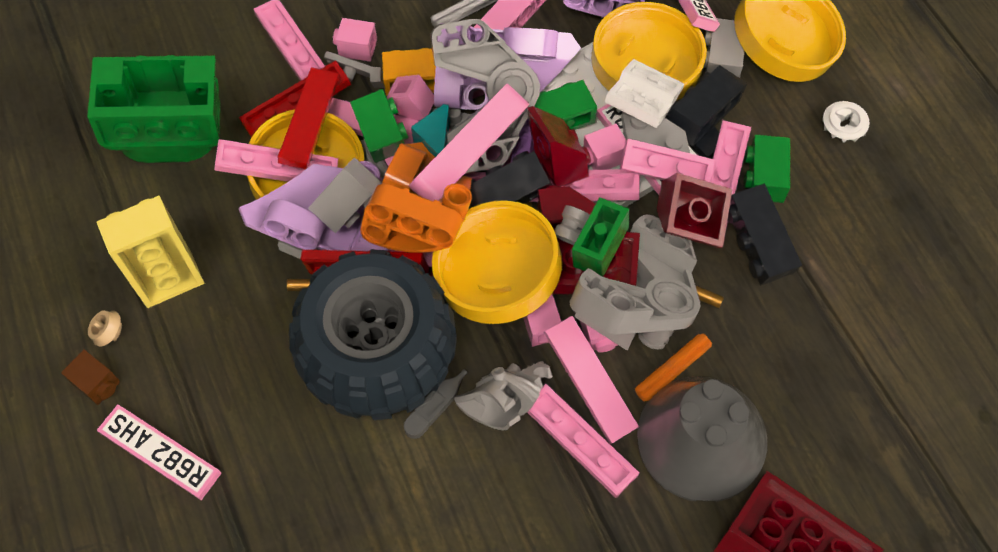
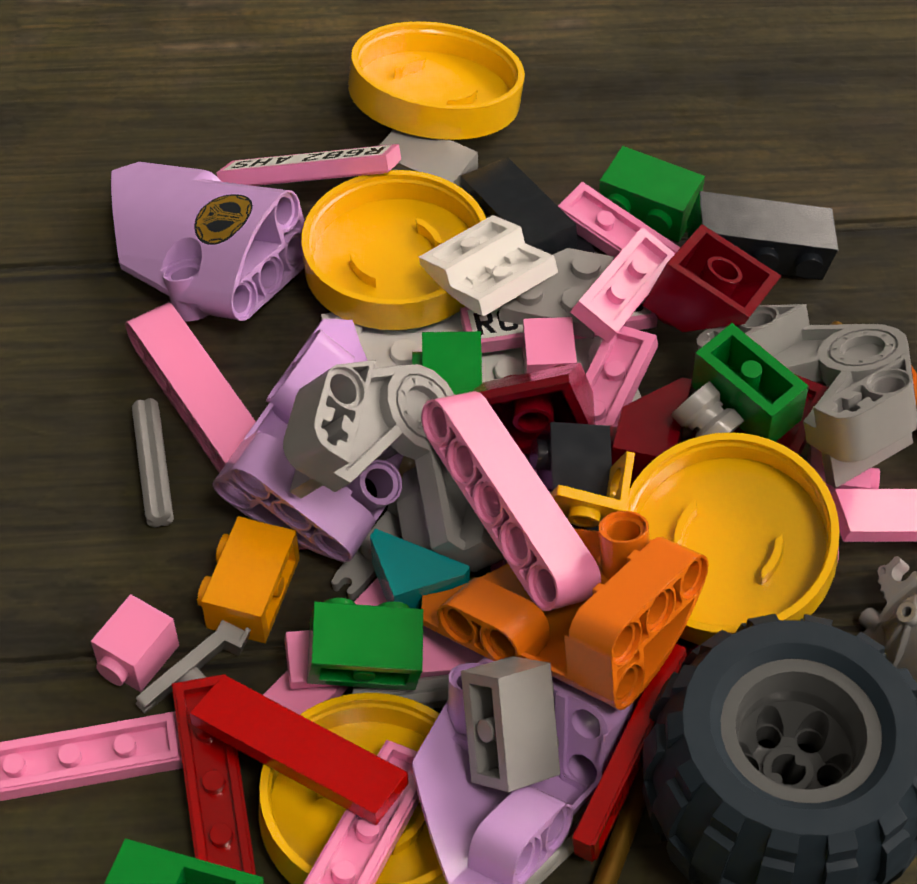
camera: 70 degrees left, 10 degrees down
(412, 97) = (311, 580): bright pink brick -> none
(486, 188) = (589, 509): none -> yellow bracket
(839, 112) = (609, 80): white gear -> none

